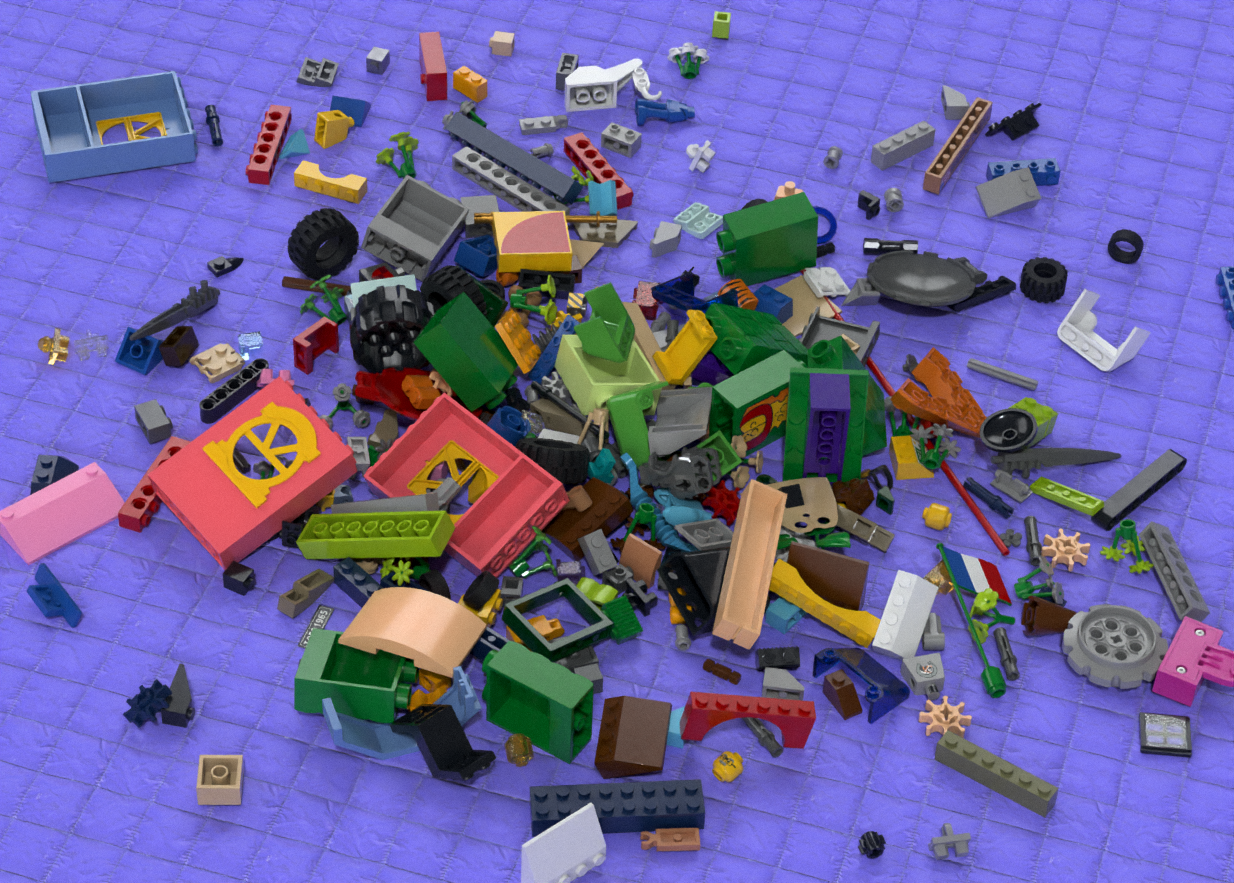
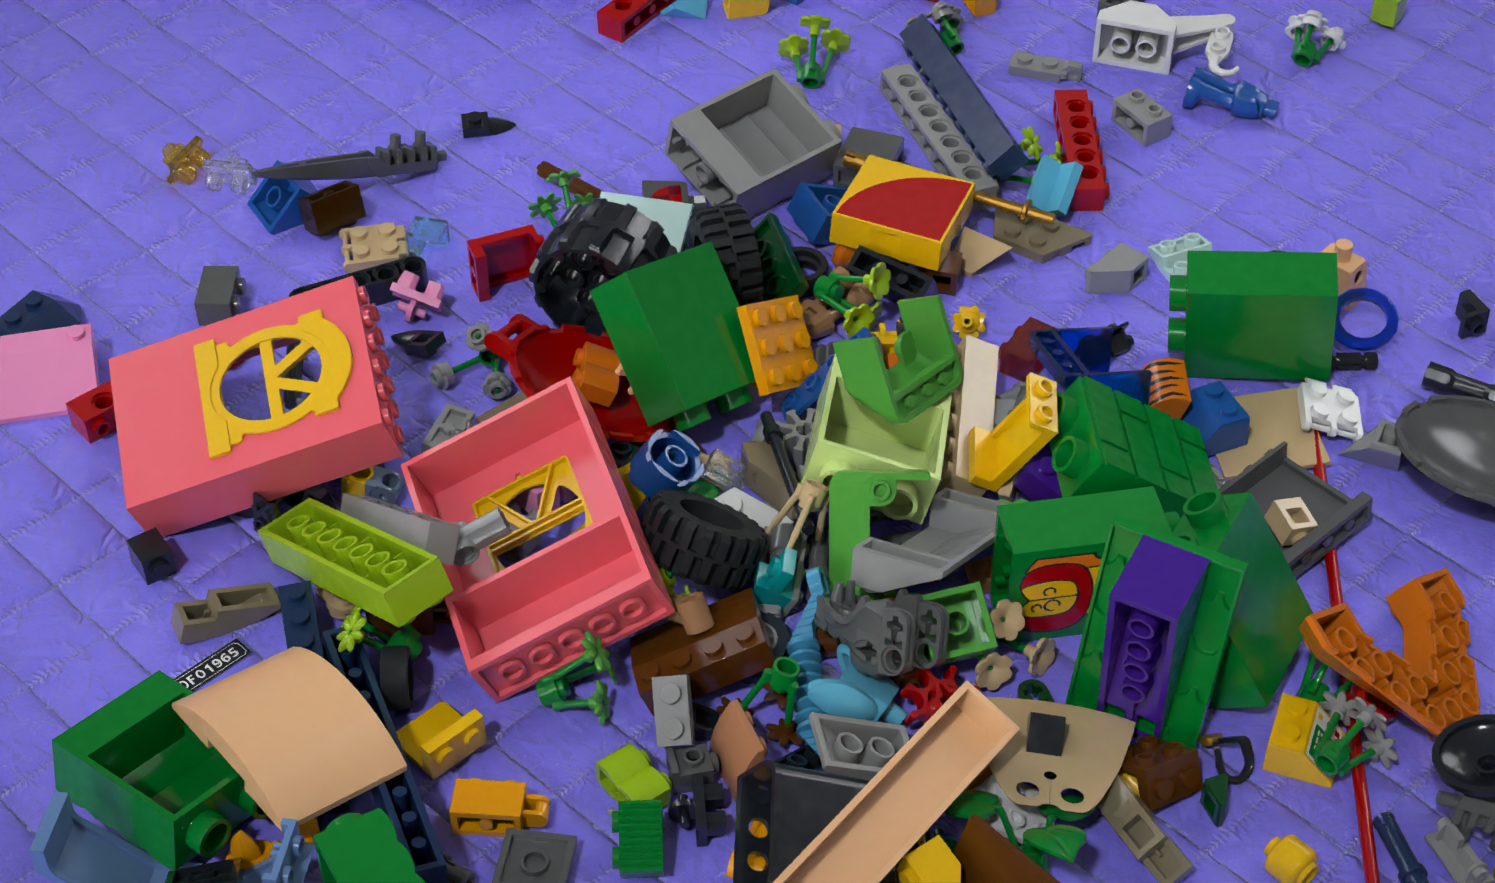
camera: 30 degrees right, 0 degrees up
(312, 232) = (600, 102): black tyre -> none
(349, 188) = (713, 73): yellow arch -> none
(481, 590) = (455, 705): black tyre -> none
(511, 589) = (512, 725): dark grey brick -> none
(515, 400) = (729, 434): black piece -> none
(541, 151) = (1018, 101): light grey pin -> none
(566, 646) = (533, 848): dark green window -> none
(569, 570) = (620, 727): clear purple brick -> none
(700, 156) = (1242, 170): white hips -> none
(832, 159) = (1454, 230): light grey bush -> none
(910, 364) = (1395, 580): dark grey plant -> none

